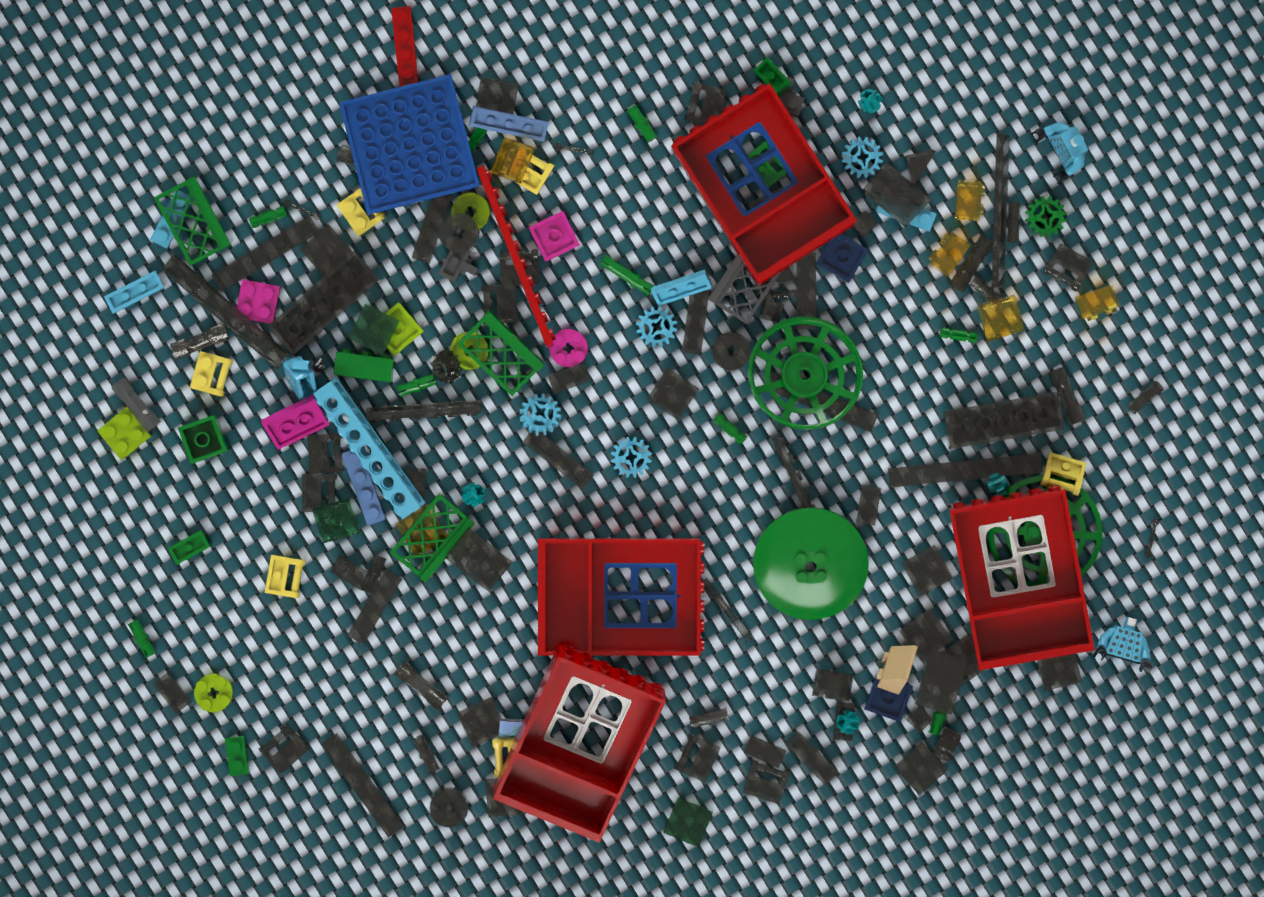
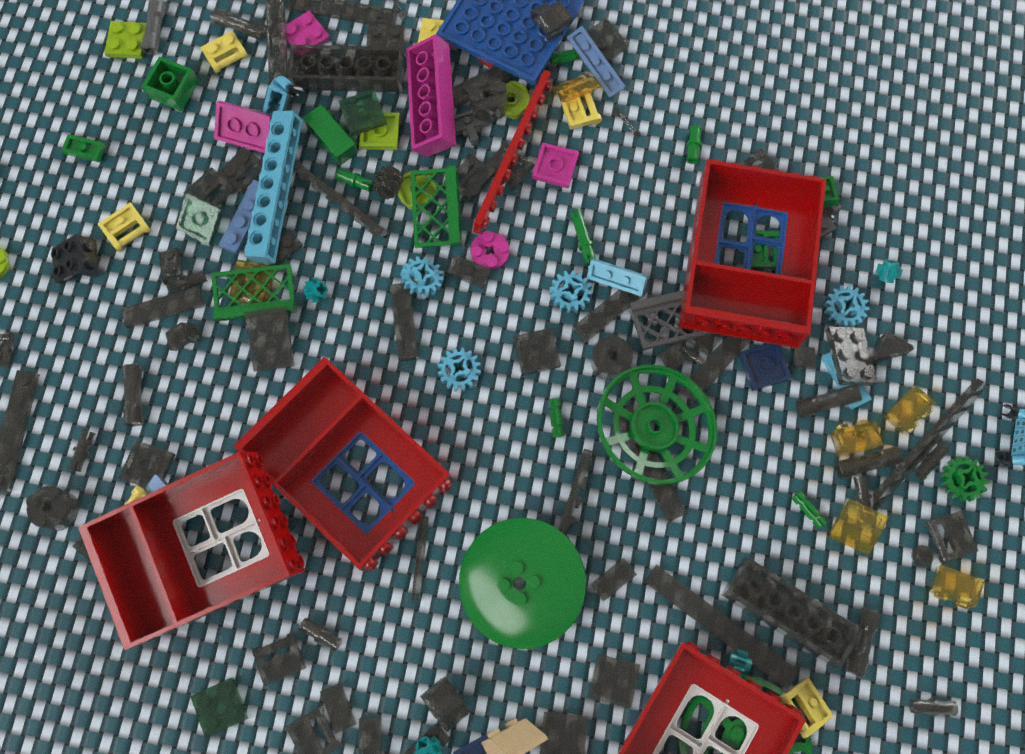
camera: 45 degrees right, 15 degrees down
(275, 633) = (75, 257): none -> black bracket
(411, 614) = (182, 335): none -> clear smoke bracket
(412, 269) = (430, 96): none -> dark pink brick
(447, 123) = (551, 19): none -> clear smoke piece
(901, 254) = (843, 396): none -> clear smoke axle
(1059, 298) = (922, 555): none -> clear smoke plate

